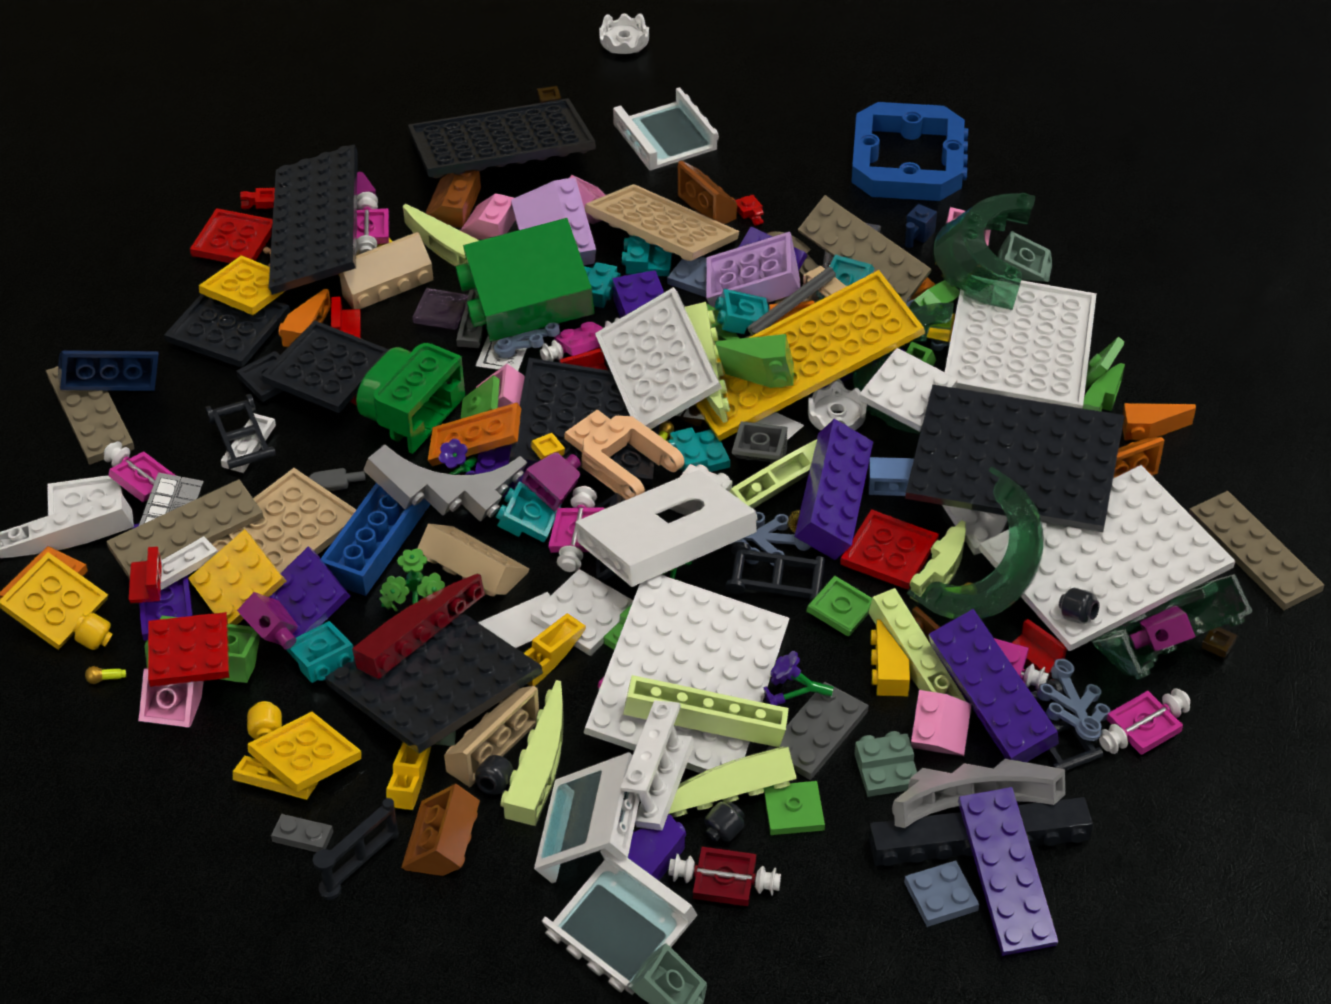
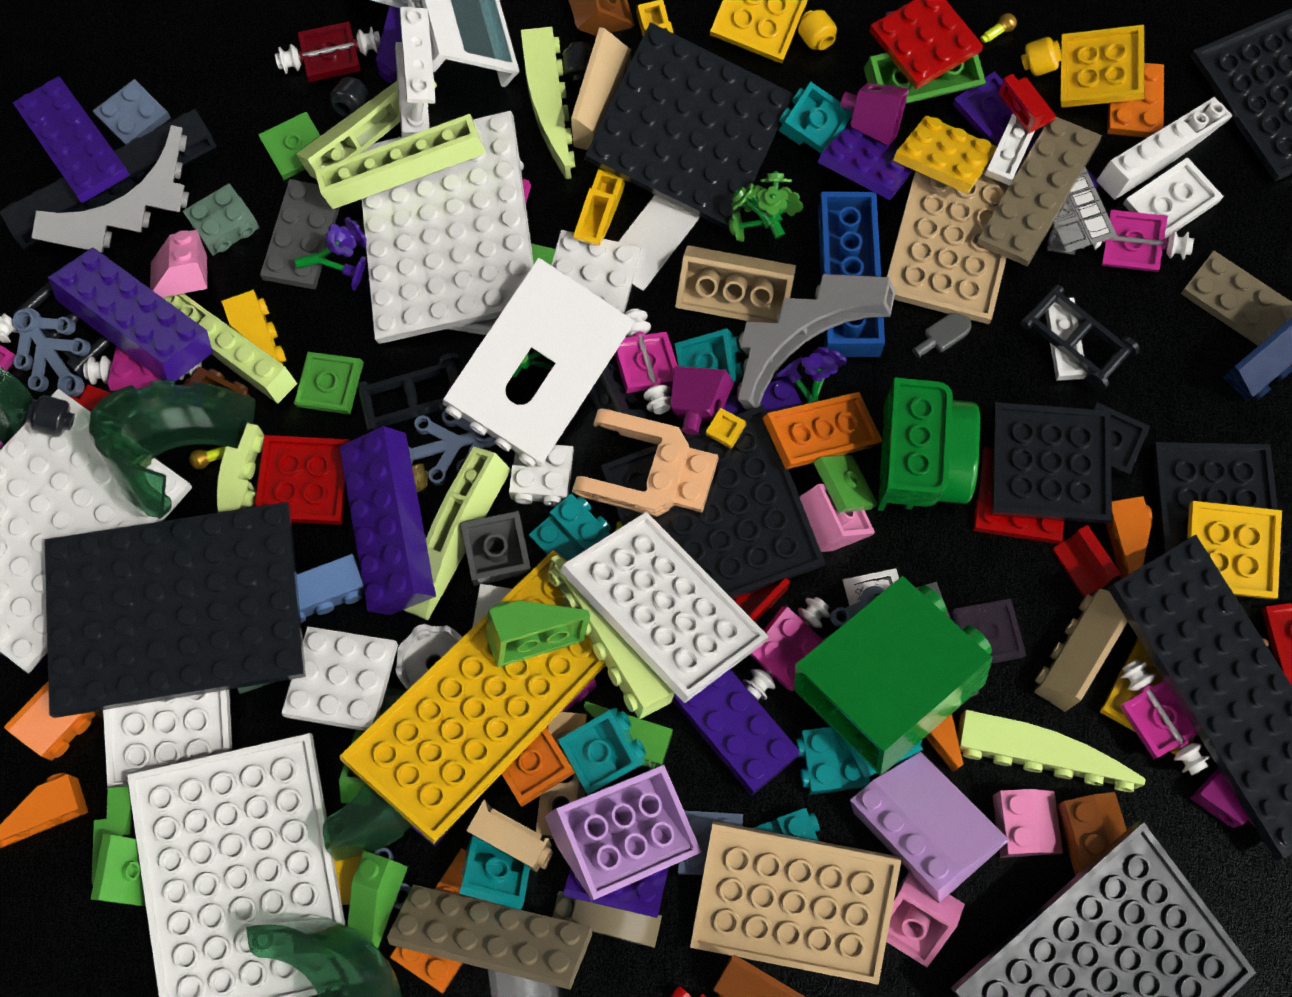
camera: 155 degrees right, 25 degrees up
(415, 626) = (734, 152): dark red slope -> none
(792, 301) = (540, 777): dark grey axle -> none

